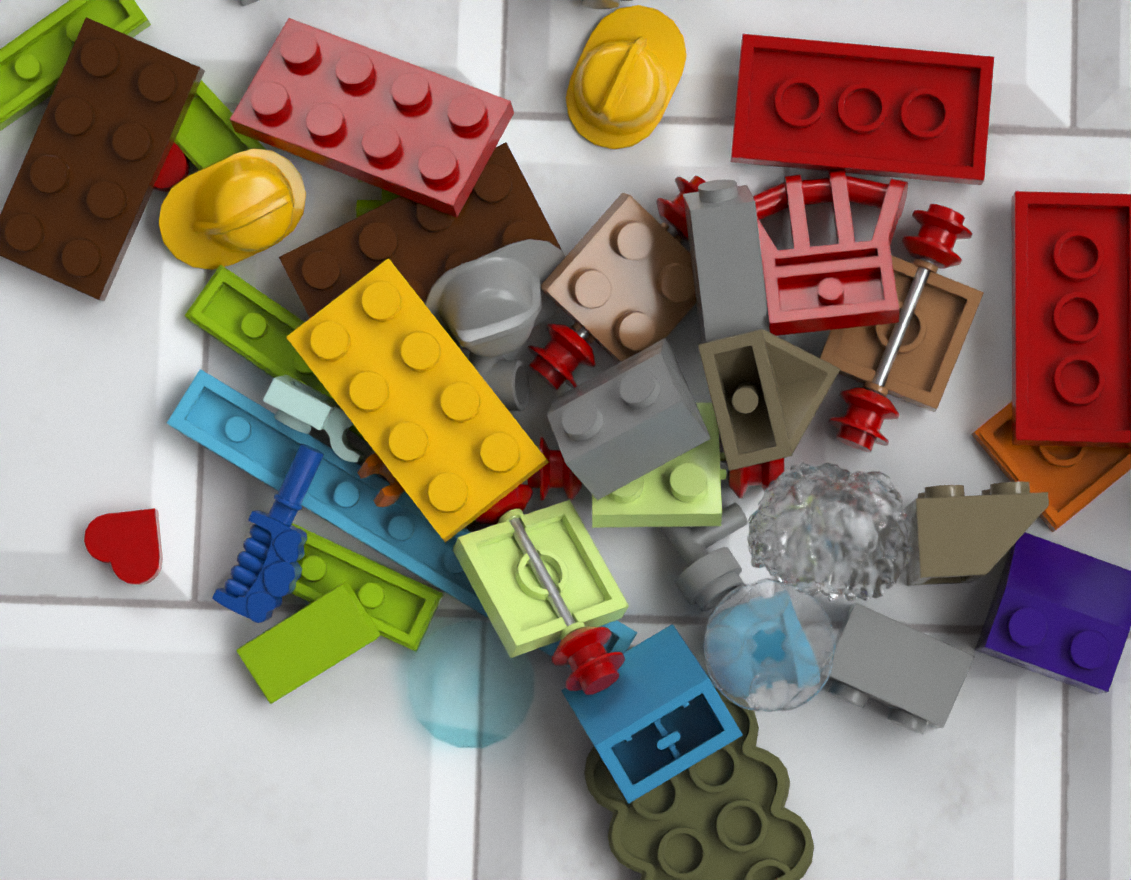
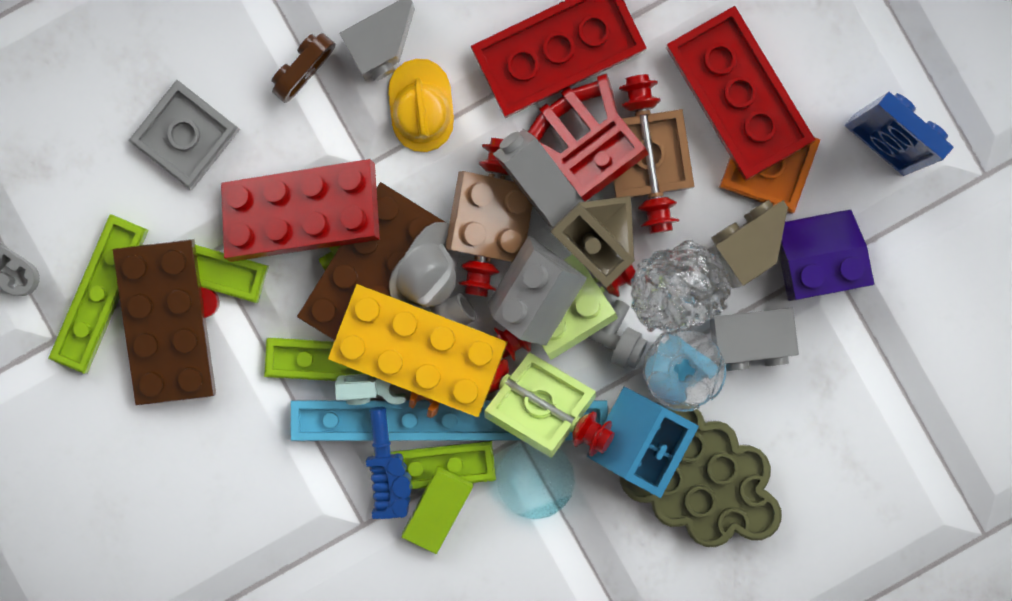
camera: 30 degrees left, 5 degrees up
(128, 543) = (310, 515): red tile -> none
(232, 209) = (254, 304): yellow piece -> none

